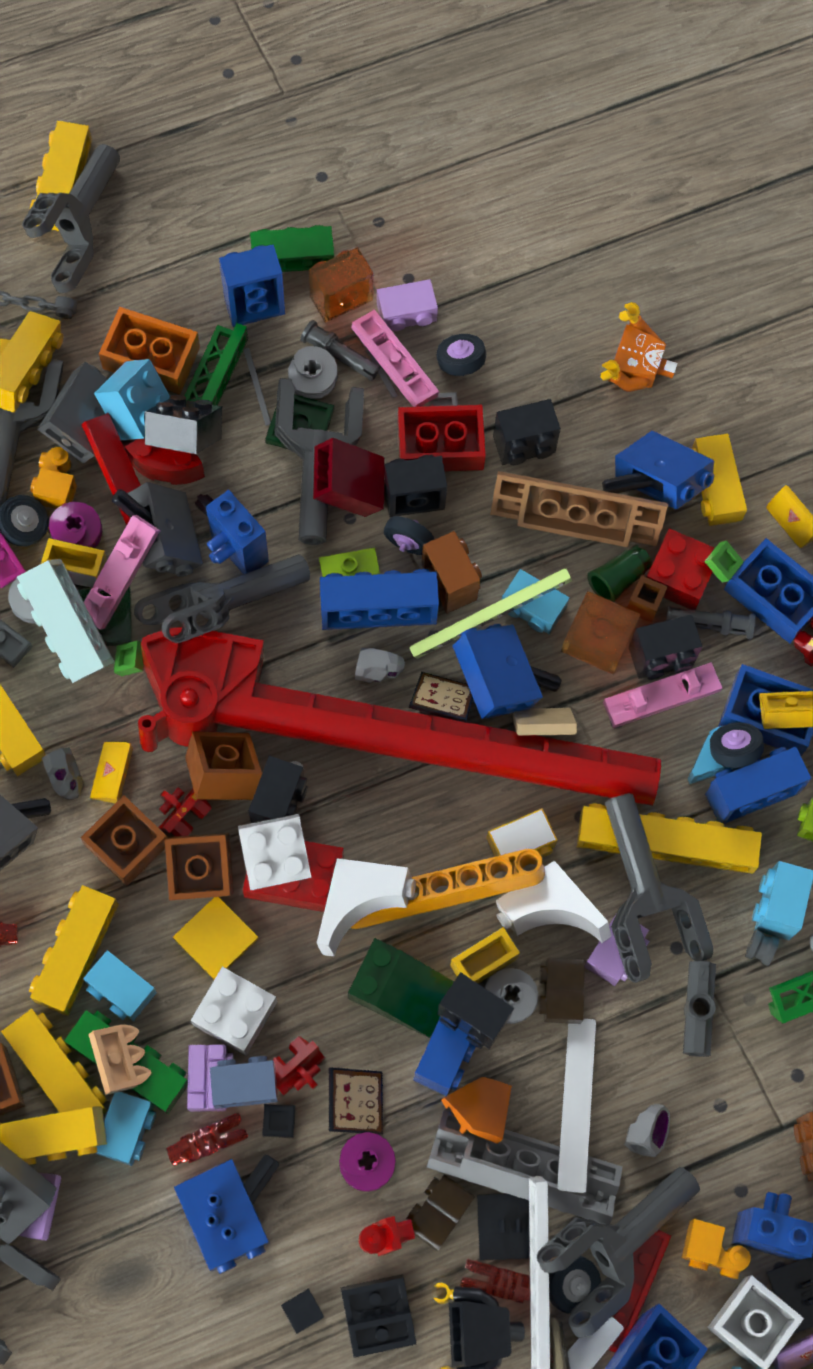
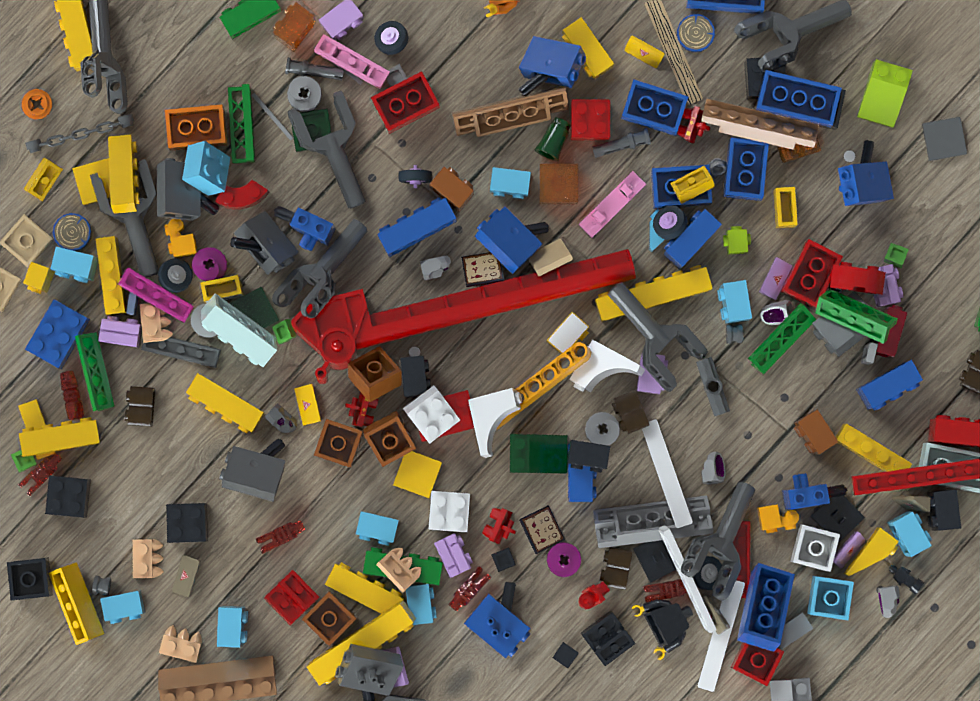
camera: 25 degrees left, 15 degrees up
(74, 950) = (340, 519): yellow brick -> none
(111, 456) = (212, 213): red tile -> none
(120, 570) = (254, 283): bright pink hinge -> none
(183, 424) = (246, 172): black brick -> none
(243, 1083) = (476, 551): sand blue brick -> none
(252, 285) = (240, 56): blue brick -> none
(348, 477) = (362, 157): dark red brick -> none
(350, 563) = (387, 210): lime plate -> none
(415, 485) = (404, 142): black brick -> none
(481, 1108) = (614, 500): orange slope -> none
(486, 957) = (578, 415): yellow brick -> none
(491, 613) = (488, 205): yellowish green tile -> none
(526, 432) = (456, 75): black brick -> none
(647, 598) = (577, 150): reddish brown brick -> none
(665, 647) = (601, 177): black brick -> none
(724, 561) = (614, 107): bright green plate -> none

